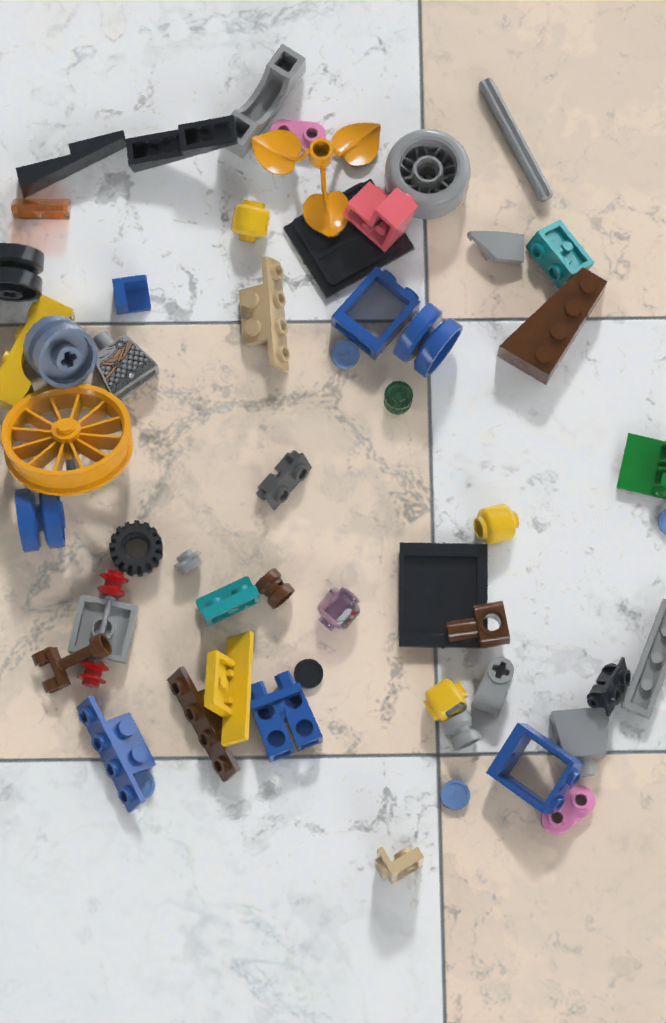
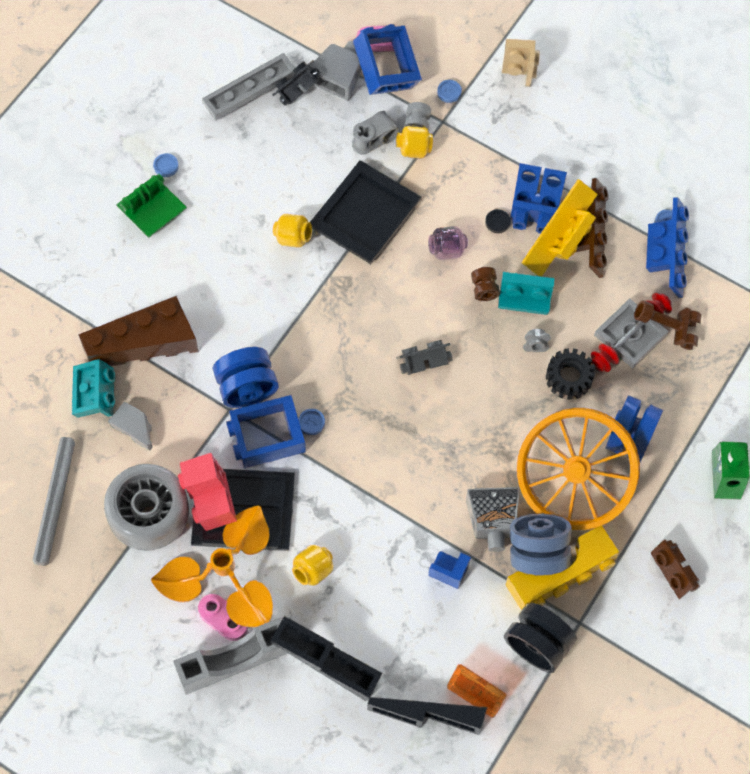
camera: 145 degrees left, 10 degrees down
(264, 314) = (354, 486): tan bracket -> none
(399, 391) = (293, 355): clear green wheel -> none
(474, 627) = (358, 168): reddish brown piece -> none

